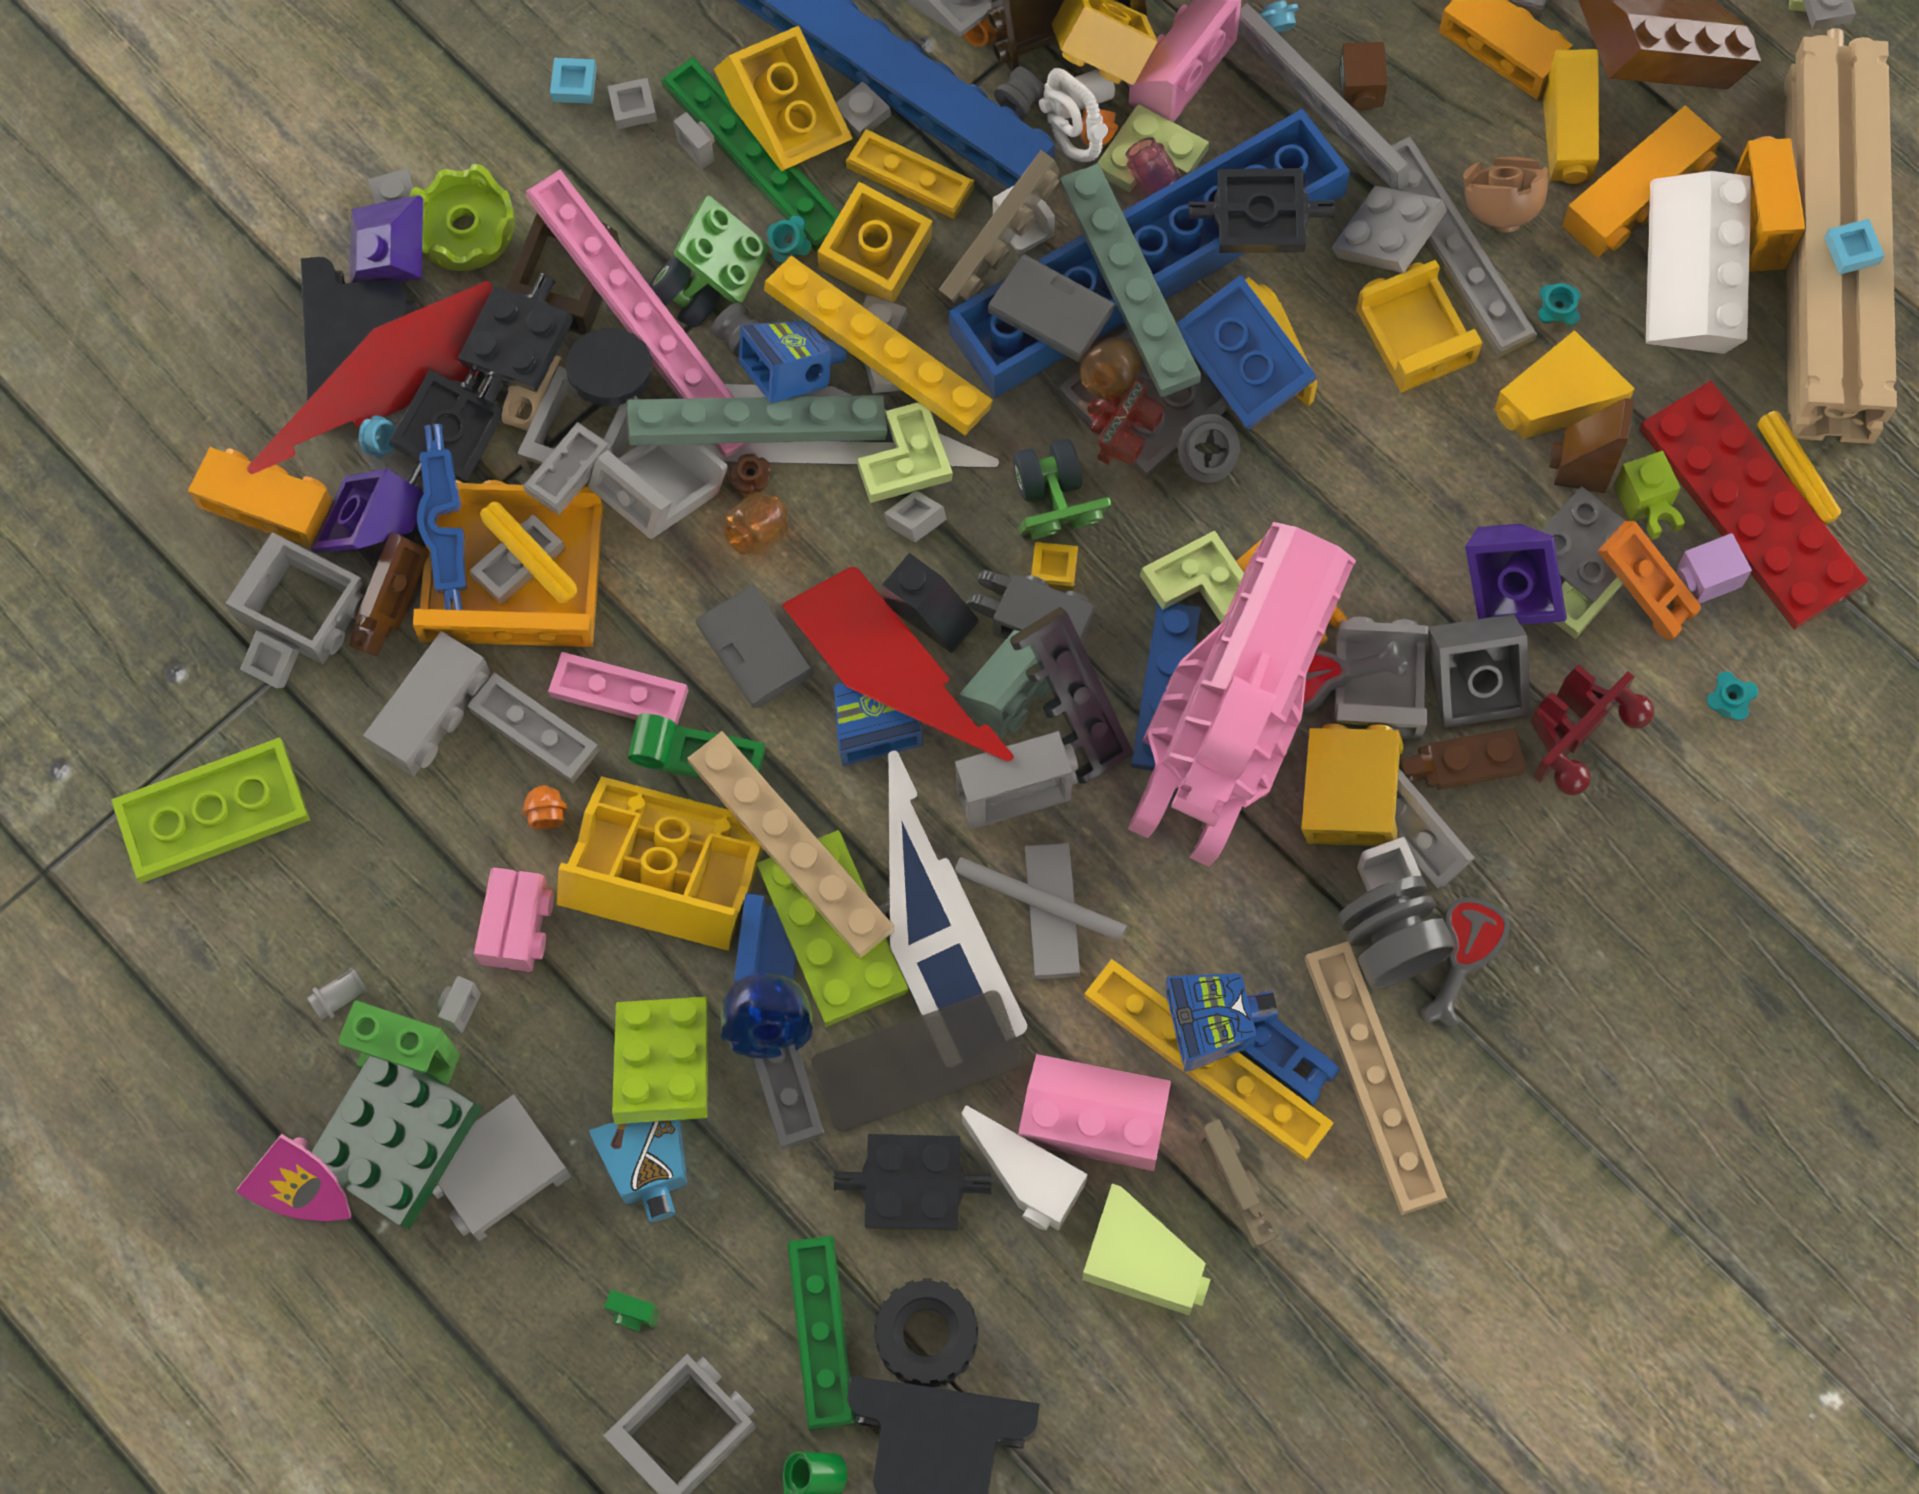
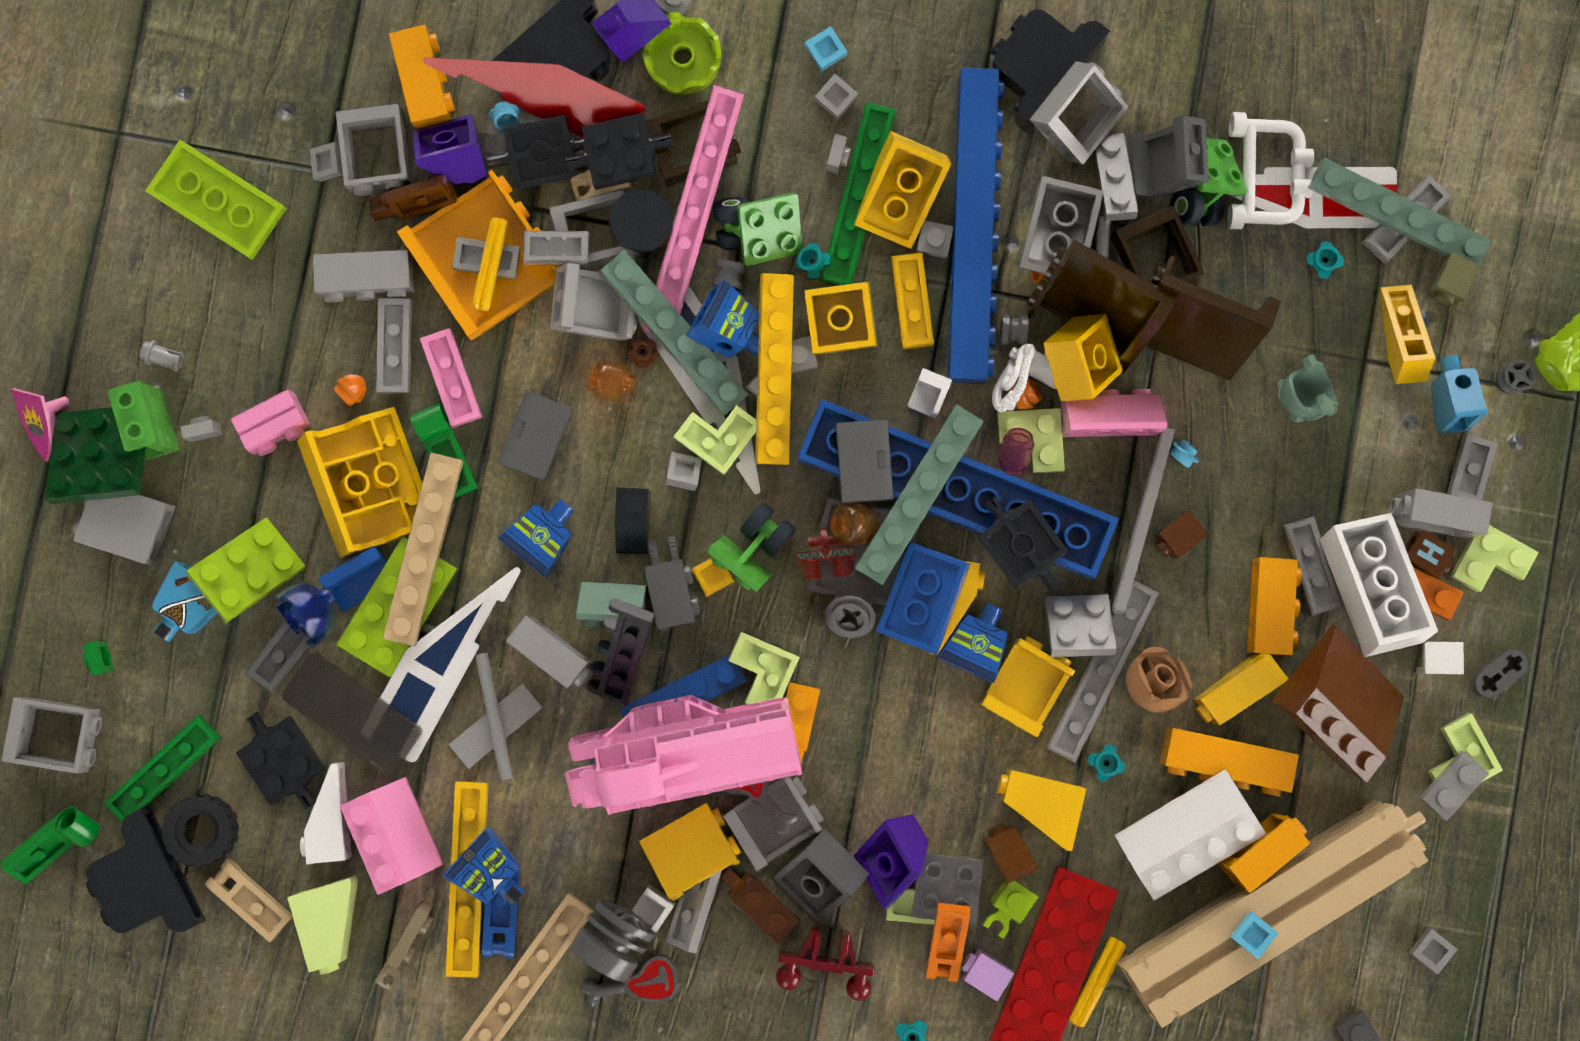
camera: 50 degrees right, 15 degrees up
(442, 498) = (486, 185): blue piece -> none
(882, 657) = (574, 518): red sticker -> none
(1010, 218) = (886, 395): dark tan plate -> none
(1053, 1332) = (249, 900): none -> tan plate
(1338, 344) = (977, 644): none -> blue torso

